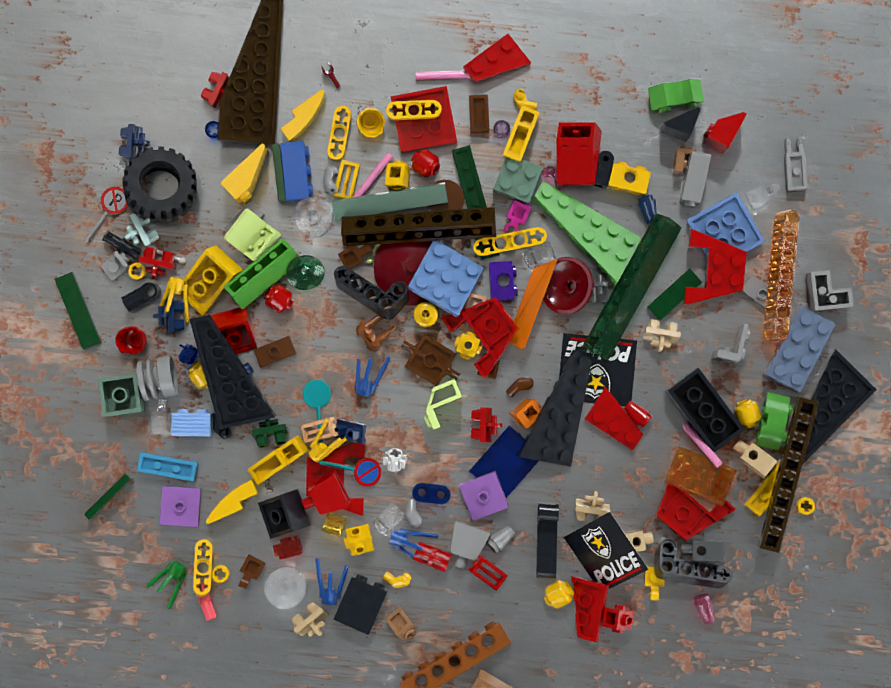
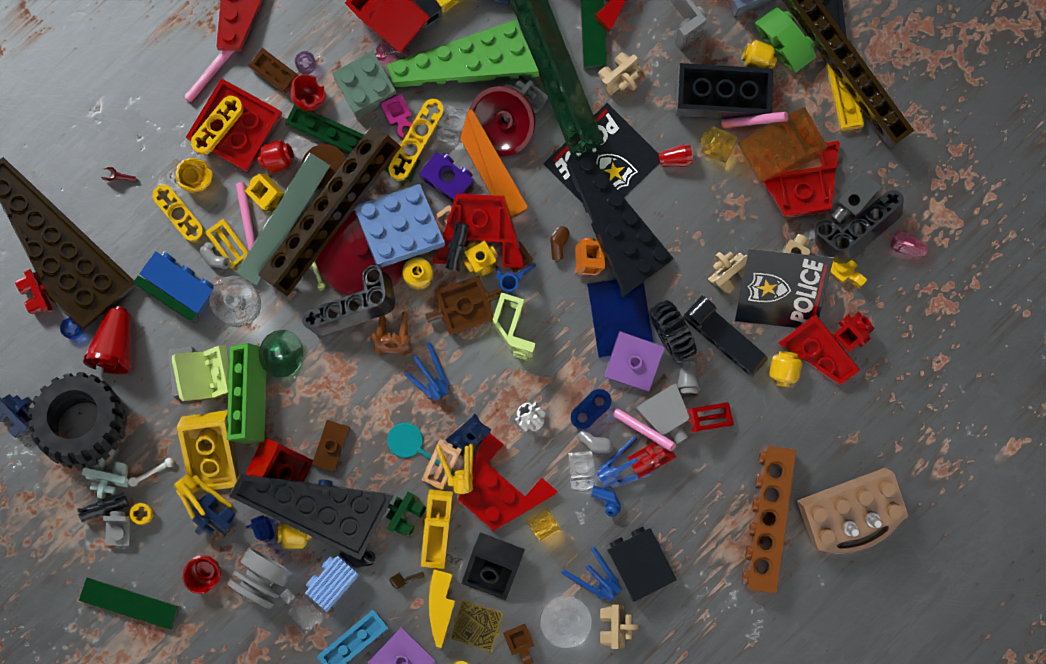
camera: 55 degrees left, 5 degrees down
(112, 202) = (56, 481): piece -> none
(120, 395) = (245, 628): sand green brick -> none
(140, 297) = (168, 532): black piece -> none
(149, 258) = (139, 491): red hips -> none
(222, 162) = (111, 343): none -> red cone
(227, 464) = (398, 581): none -> dark brown hand
(240, 533) = (476, 625): none -> clear yellow piece
(244, 177) = (142, 337): yellow slope -> none
(278, 298) = (284, 399): red head -> none
(288, 547) = (528, 589): clear red brick -> none
(304, 116) = (133, 233): yellow slope -> none
(327, 494) = (509, 507): red torso -> none
(352, 256) = (304, 297): reddish brown plate -> none
(359, 540) = (578, 513): yellow brick -> none
(366, 471) = (517, 453): piece -> none
(385, 551) = (610, 500): none -> blue arm
(397, 582) = (648, 512): yellow arm -> none
(401, 624) = (692, 541): medium nougat bracket -> none
(445, 538) = (645, 430): none -> bright pink bar
(462, 325) = (457, 246): none -> black pin
(468, 377) = (511, 280): none -> blue plant
(482, 148) = (307, 93): none -> red hair
(488, 424) = (575, 312): red hips -> none
(521, 100) = (295, 23): yellow arm -> none
(521, 133) = (325, 45): yellow slope -> none
(522, 505) = (673, 331): none -> black gear
(613, 420) = (663, 183): red wing -> none
(668, 433) = (718, 144): none -> clear yellow brick
(761, 465) = (817, 79): tan torso -> none
(809, 501) = (889, 83): yellow bush -> none

